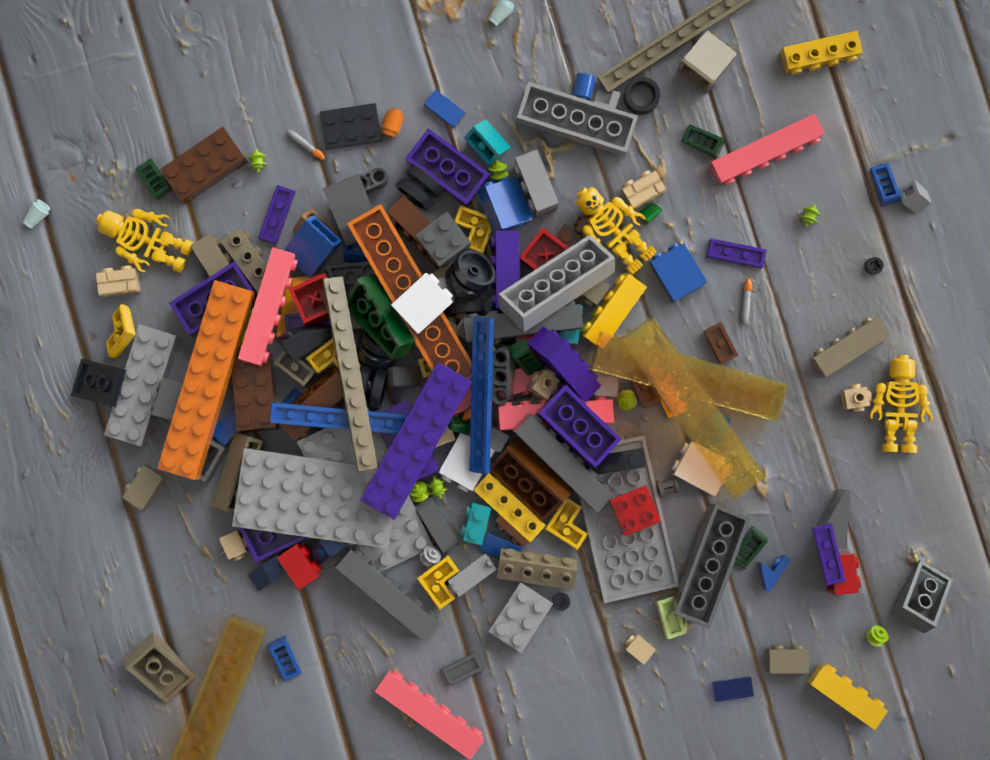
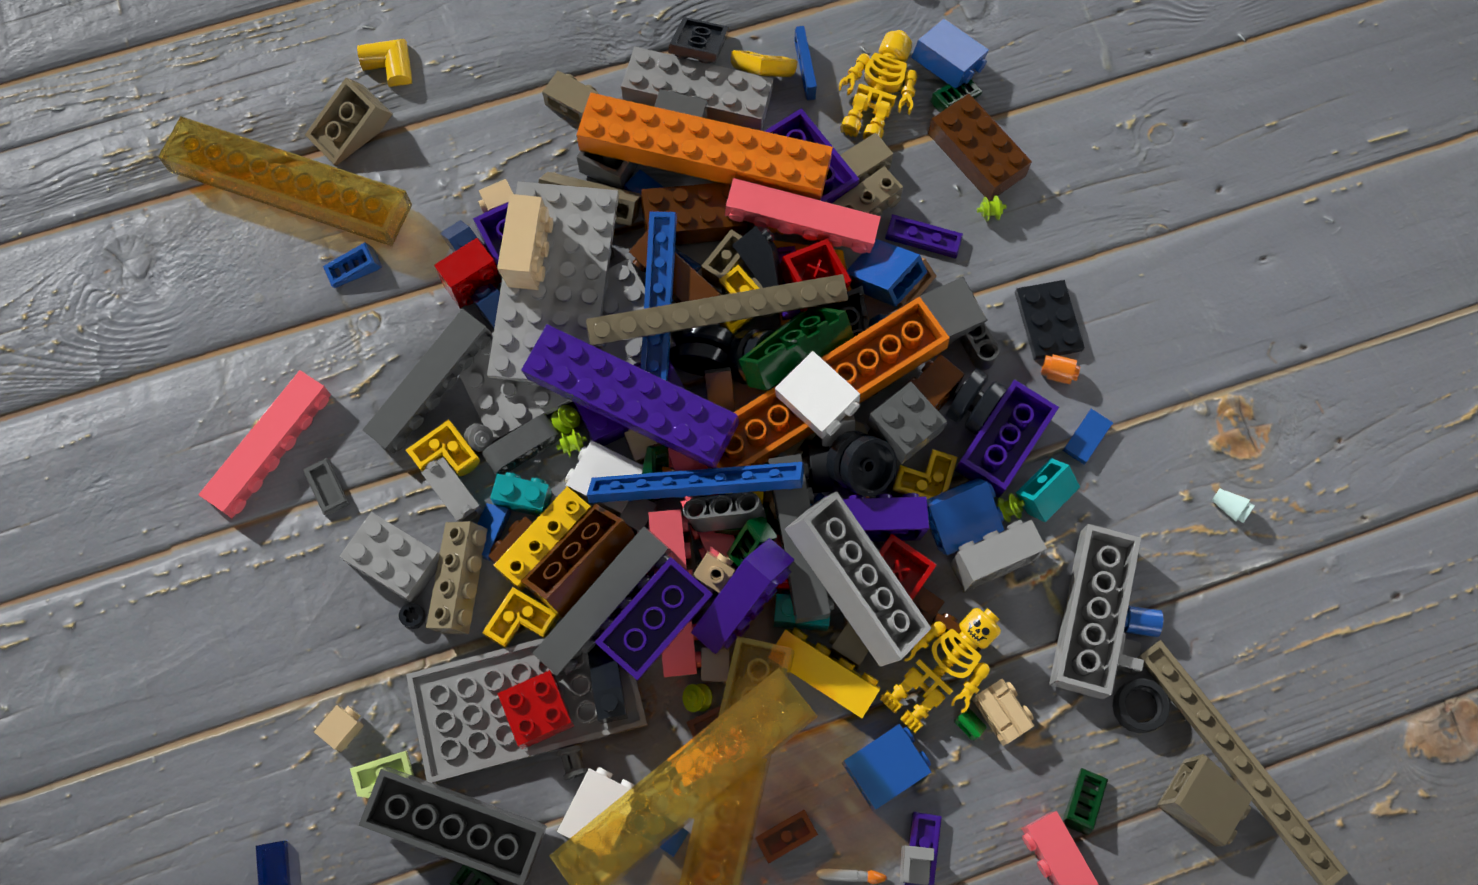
camera: 90 degrees right, 15 degrees down
(95, 635) = (387, 54): none -> yellow brick
(118, 282) = (826, 60): tan brick -> none
(119, 180) = (950, 54): none -> brick
(120, 298) = (805, 63): none -> blue tile
(292, 517) = (525, 242): none -> tan brick
(306, 145) = (1010, 278): light grey piece -> none
(742, 258) = (915, 864): none -> light grey panel

